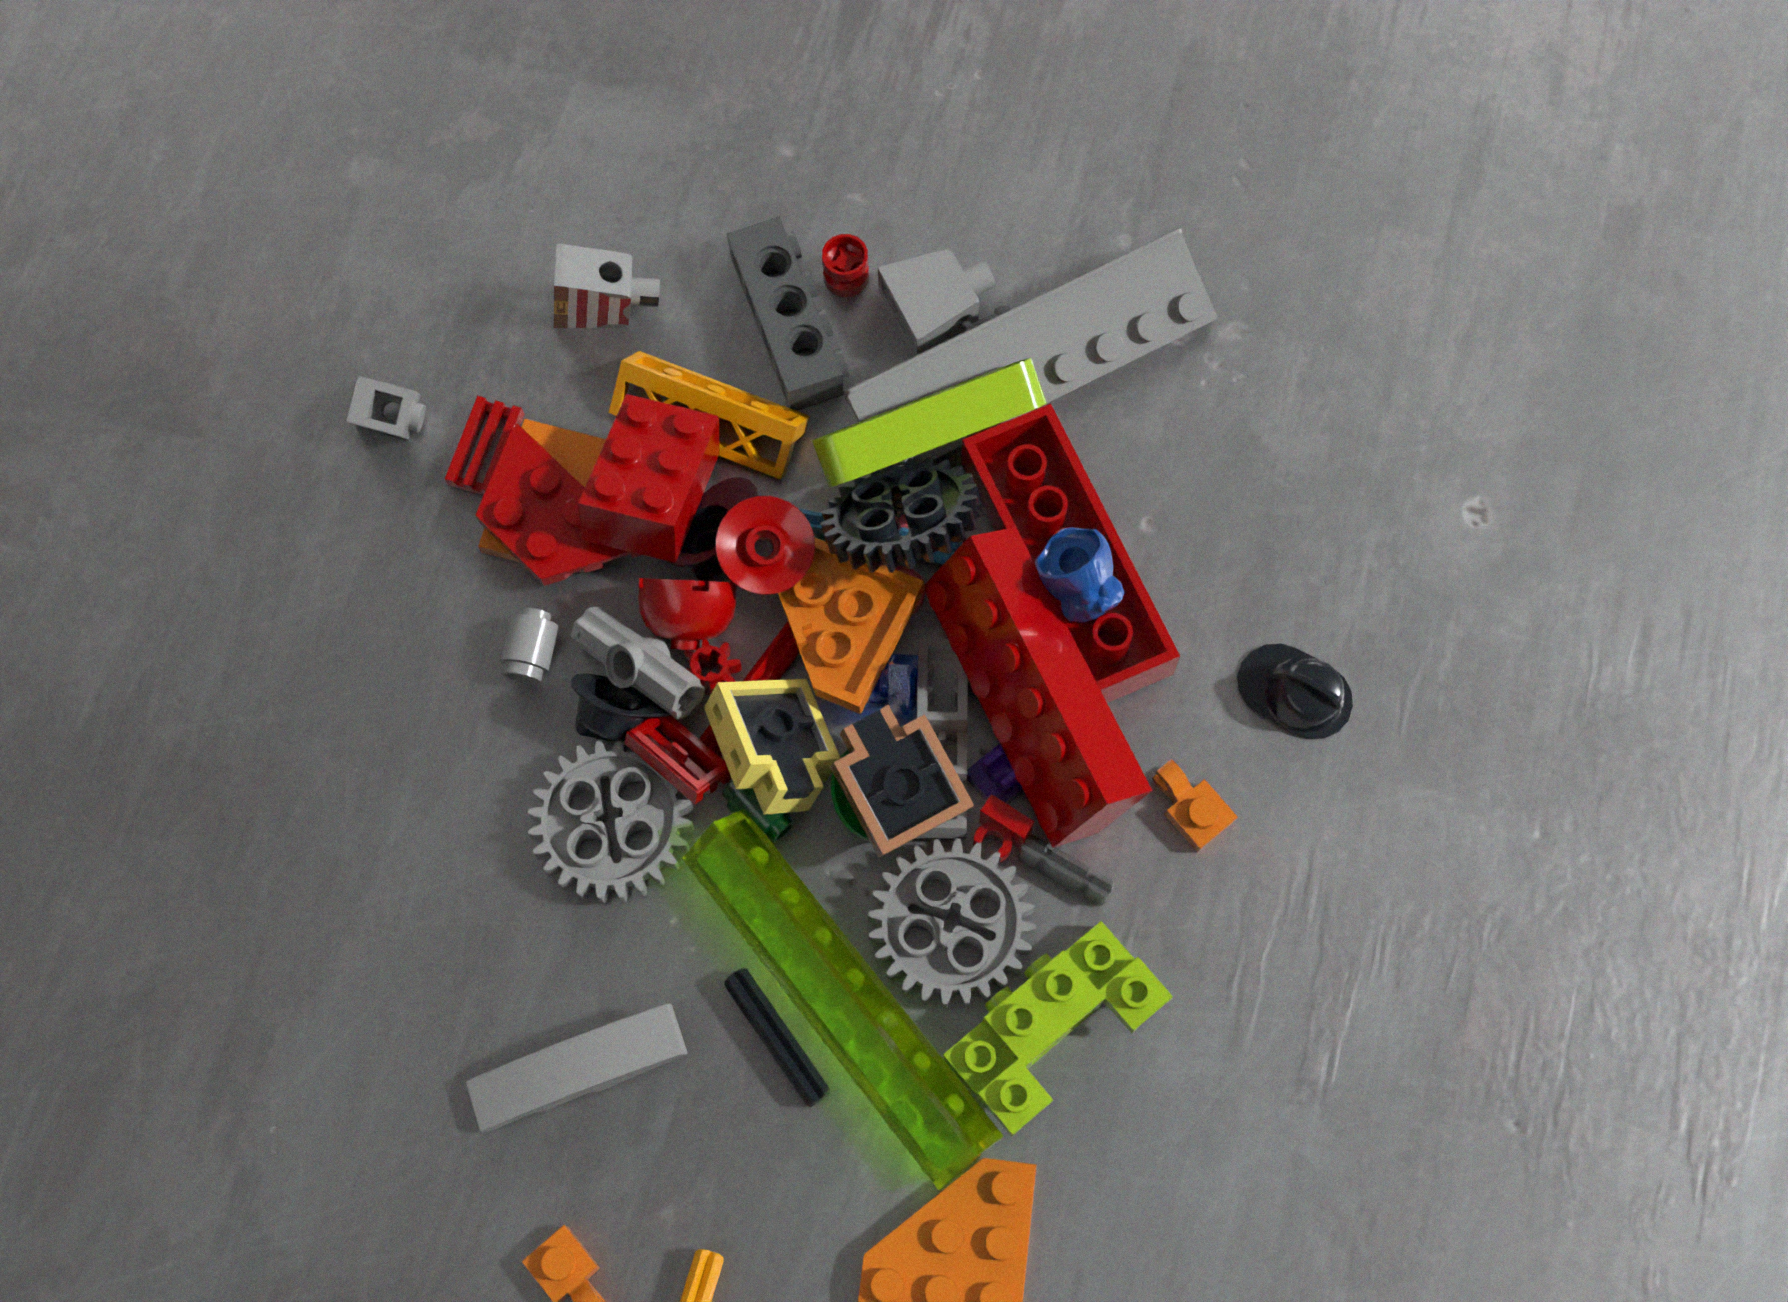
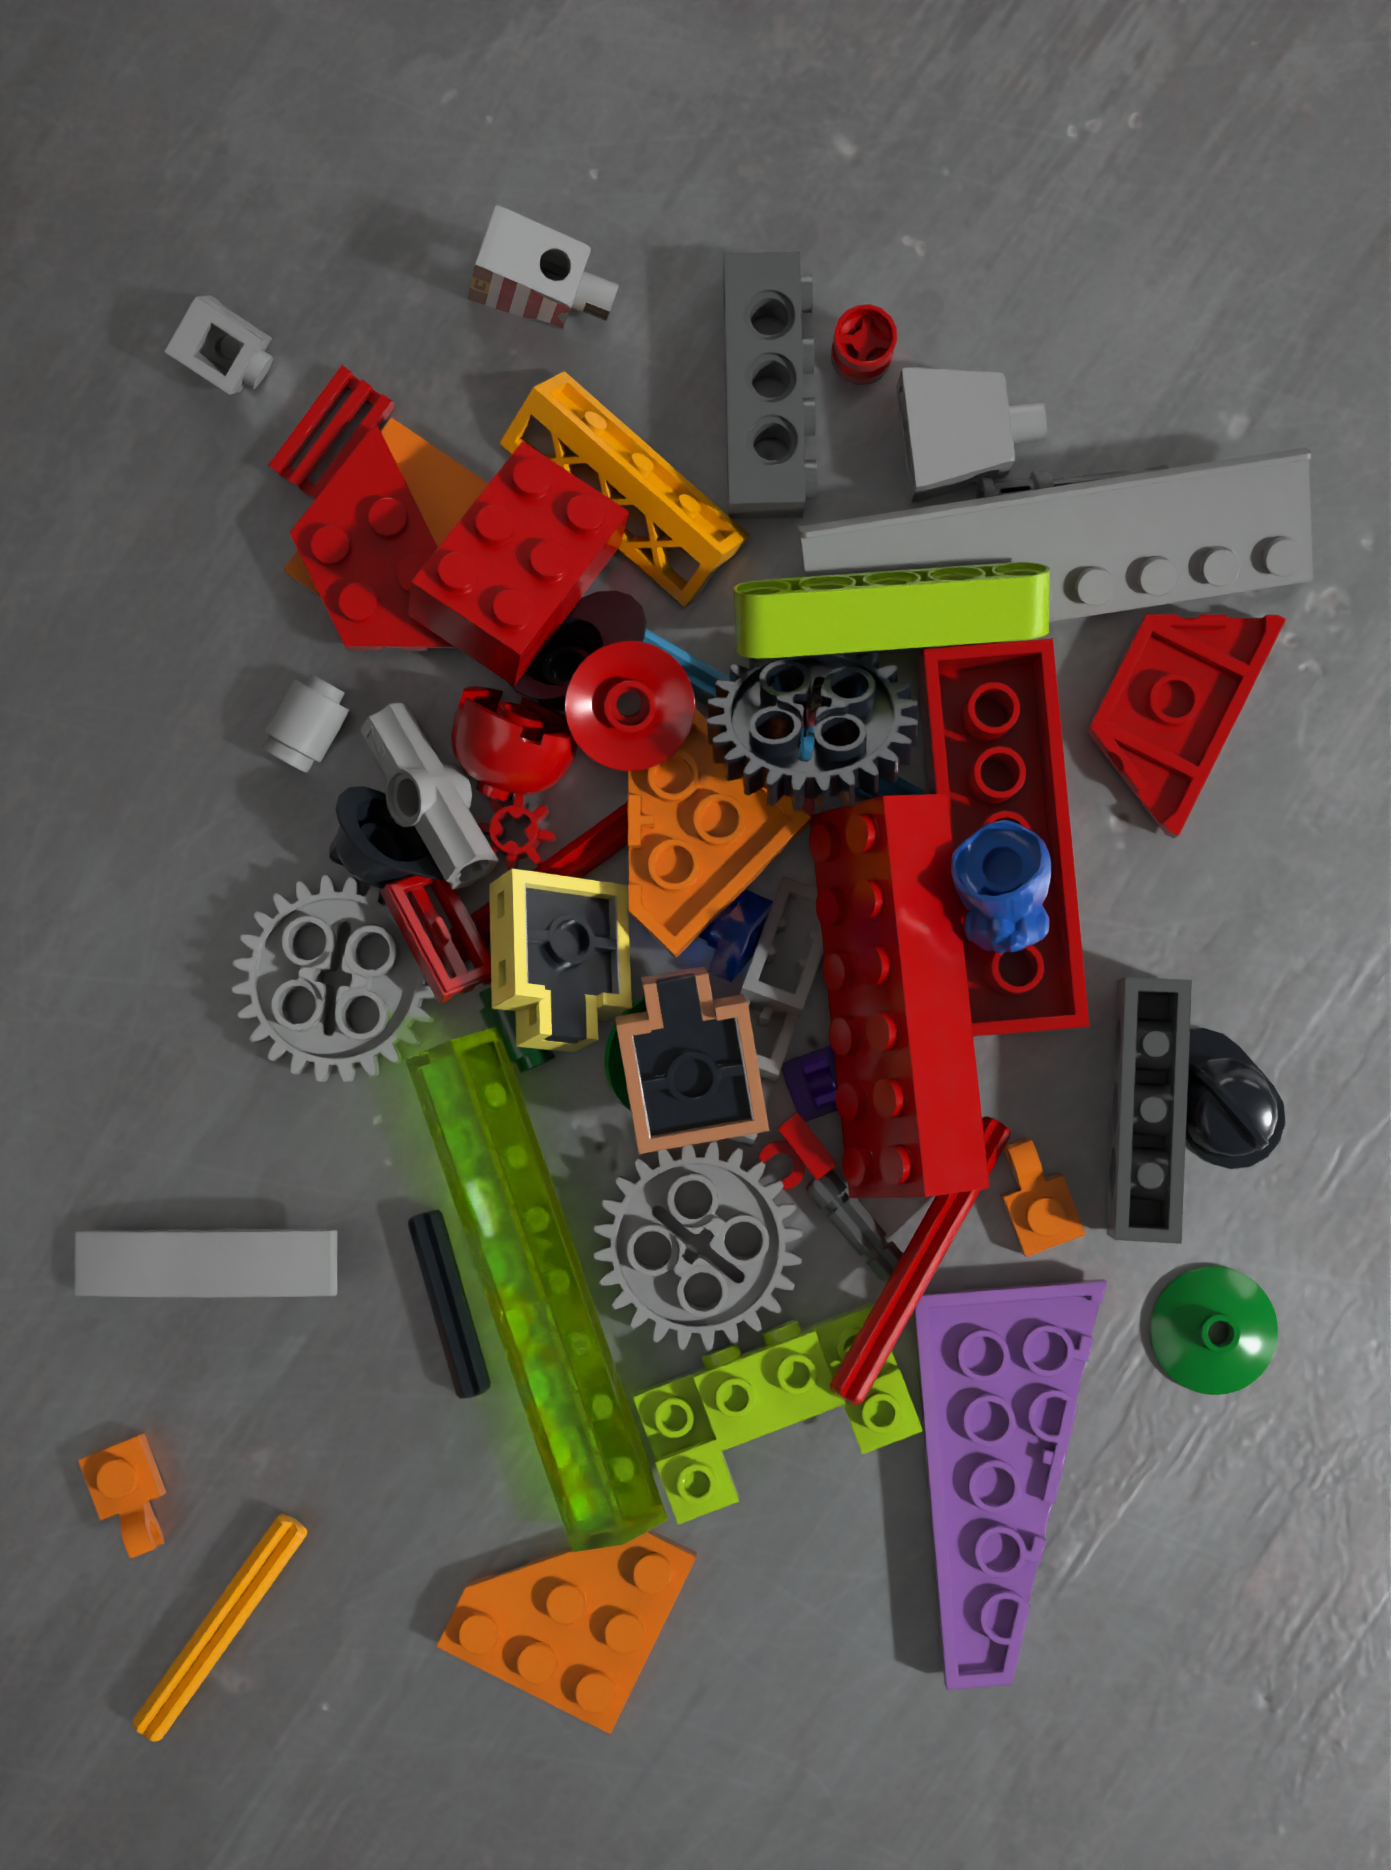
camera: 20 degrees right, 15 degrees up
(1120, 891) = (910, 1280): none -> red axle
(1156, 429) = (1178, 705): none -> red wing
(1229, 985) = (997, 1427): none -> medium lavender wing
(1248, 707) = (1149, 1110): none -> dark grey brick
(1344, 874) = (1182, 1323): none -> green dish

